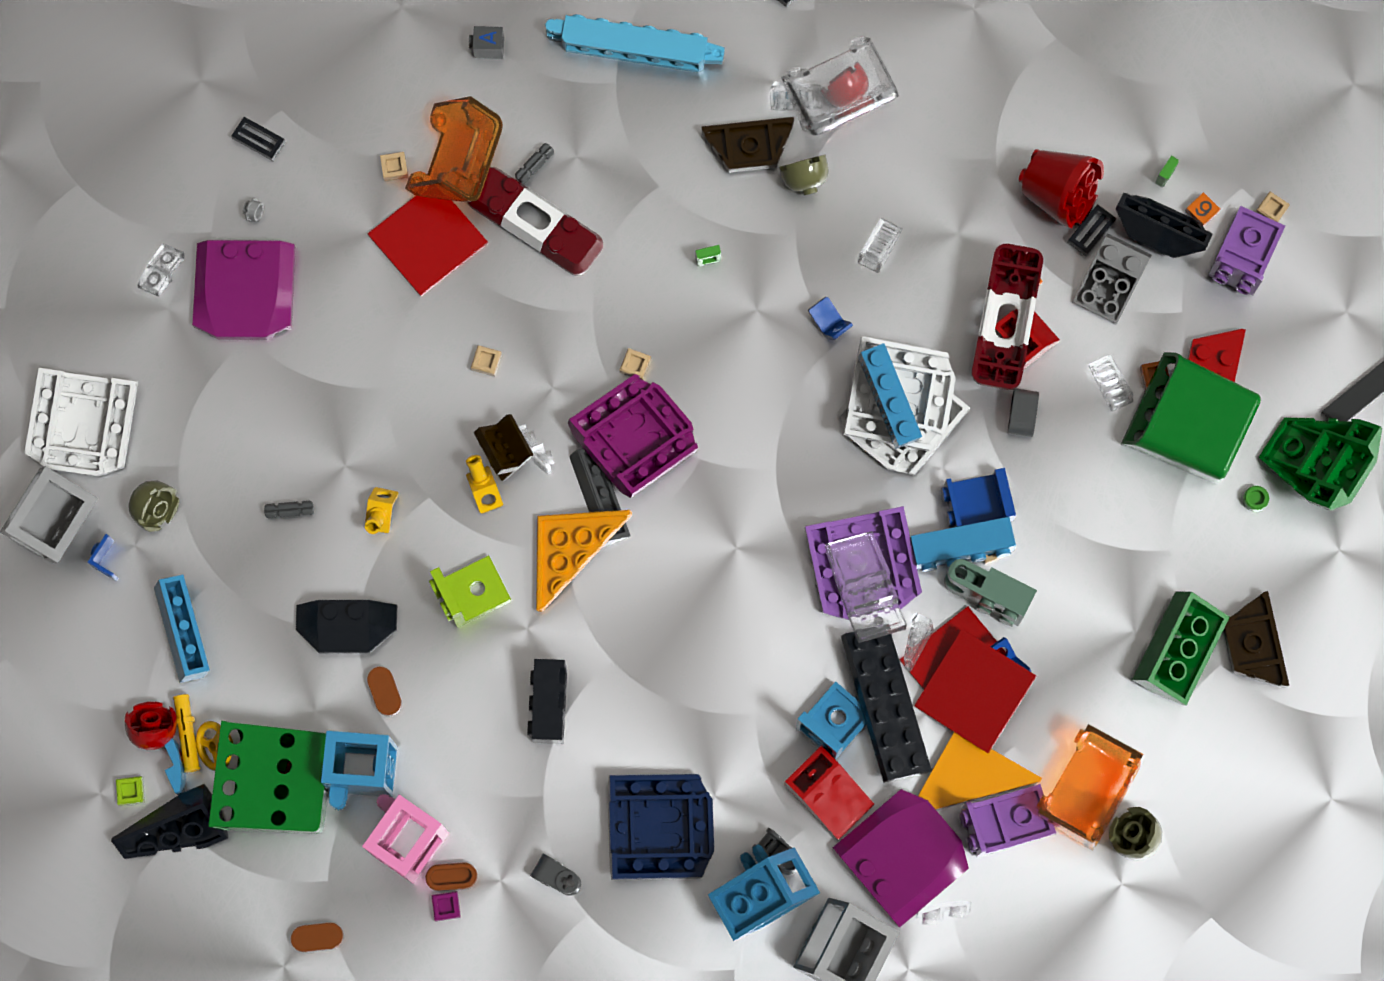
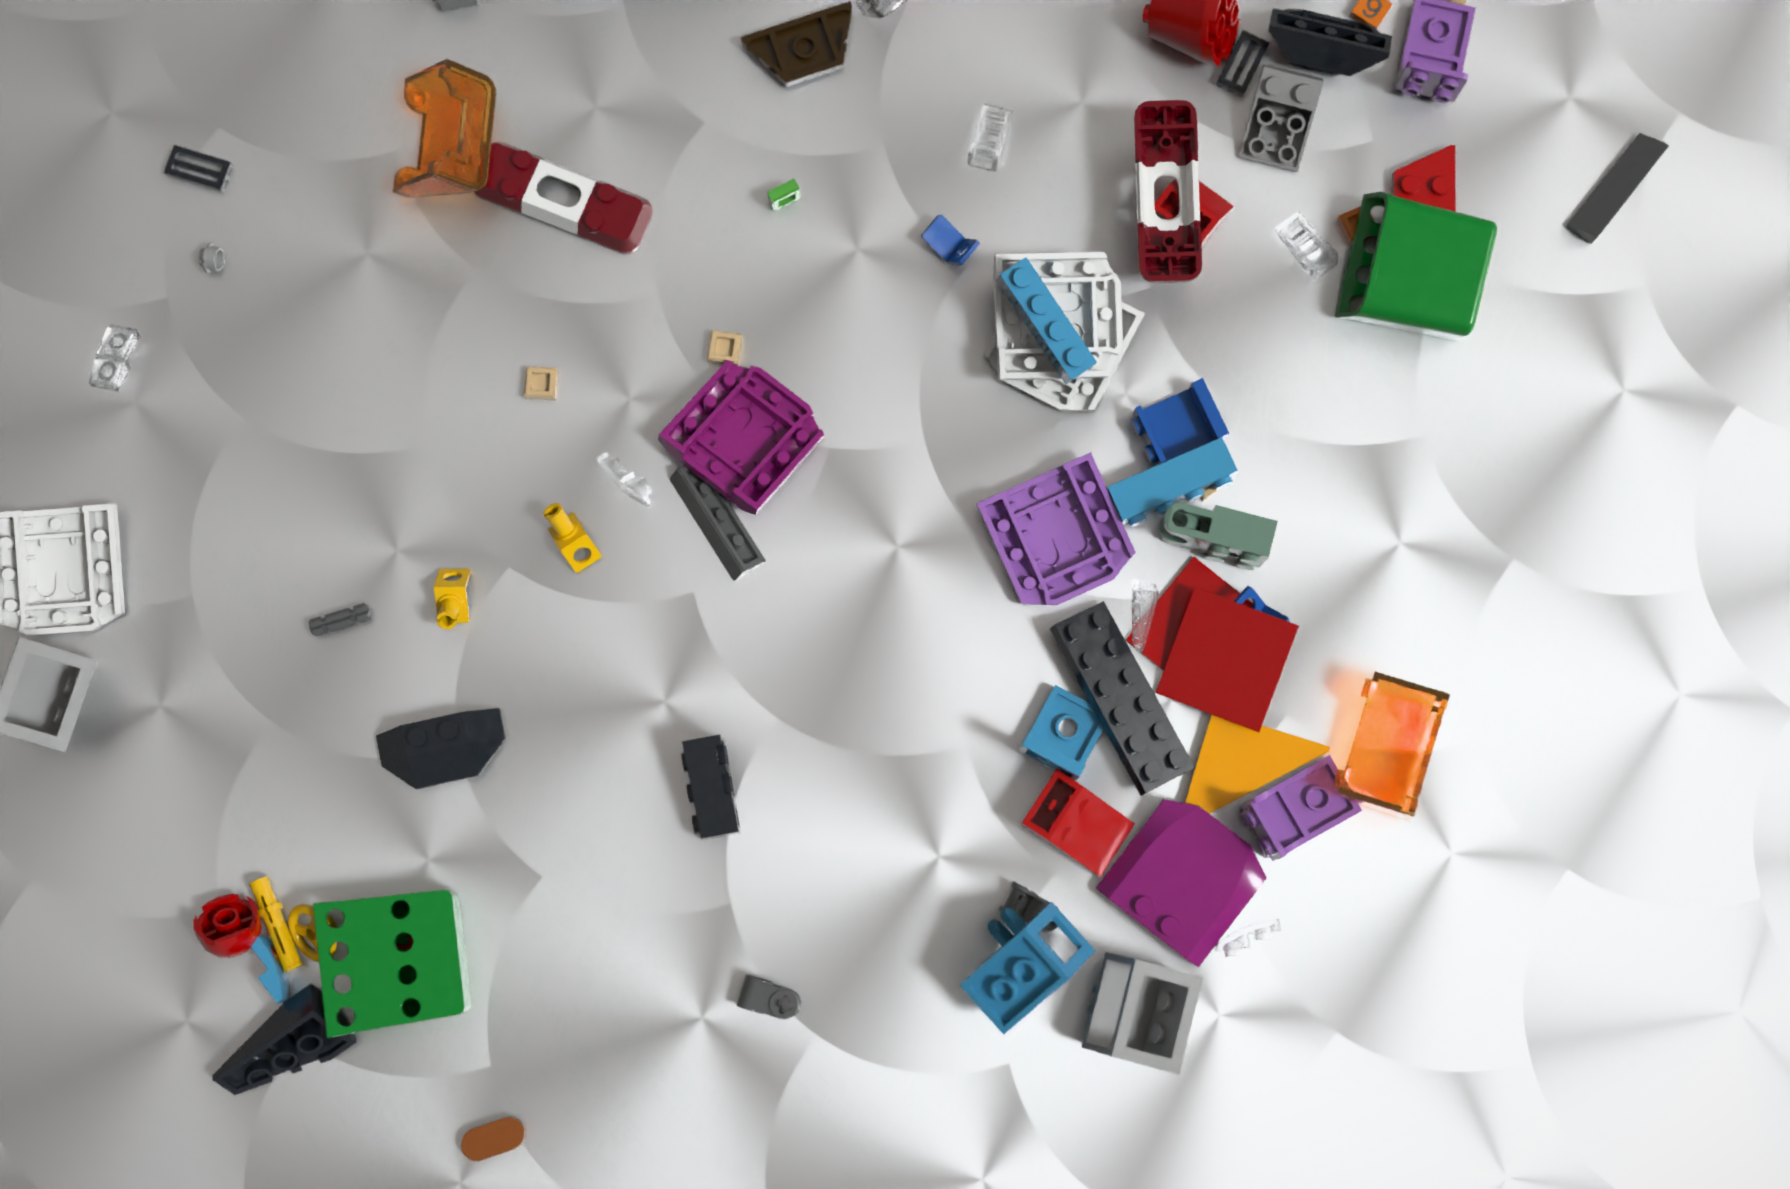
camera: 10 degrees left, 5 degrees up
(98, 552) = (116, 726): blue bracket -> none
(130, 791) = (222, 1010): lime tile -> none
(153, 504) = (170, 651): olive cylinder -> none
(181, 628) = (239, 797): dark azure brick -> none
(244, 288) = (222, 358): magenta wedge -> none
(342, 784) = (526, 915): dark azure piece -> none
(384, 691) = (508, 818): dark orange tile -> none
(394, 166) = (374, 167): tan tile -> none
(396, 816) = (556, 972): bright pink piece -> none
(427, 240) = (435, 250): red piece -> none
(446, 906) = (642, 1065): magenta tile -> none
(451, 876) = (640, 1027): dark orange tile -> none
(455, 590) = (567, 678): lime bracket -> none
(504, 446) = (586, 485): dark brown bracket -> none
(534, 163) = (545, 126): dark grey axle -> none
(567, 546) = (692, 589): light orange tile -> none
(659, 826) = (880, 910): dark blue wedge -> none
(805, 174) = (881, 69): olive cylinder -> none
(865, 586) = (1066, 561): clear slope -> none
(1023, 412) = (1209, 305): dark grey beam -> none
(1136, 834) = (1459, 791): olive cylinder -> none
(1181, 647) = (1462, 551): green slope -> none
(1255, 498) = (1511, 349): bright green tile -> none
(1255, 643) = (1550, 526): dark brown wing -> none
(1323, 458) = (1585, 281): green wedge -> none

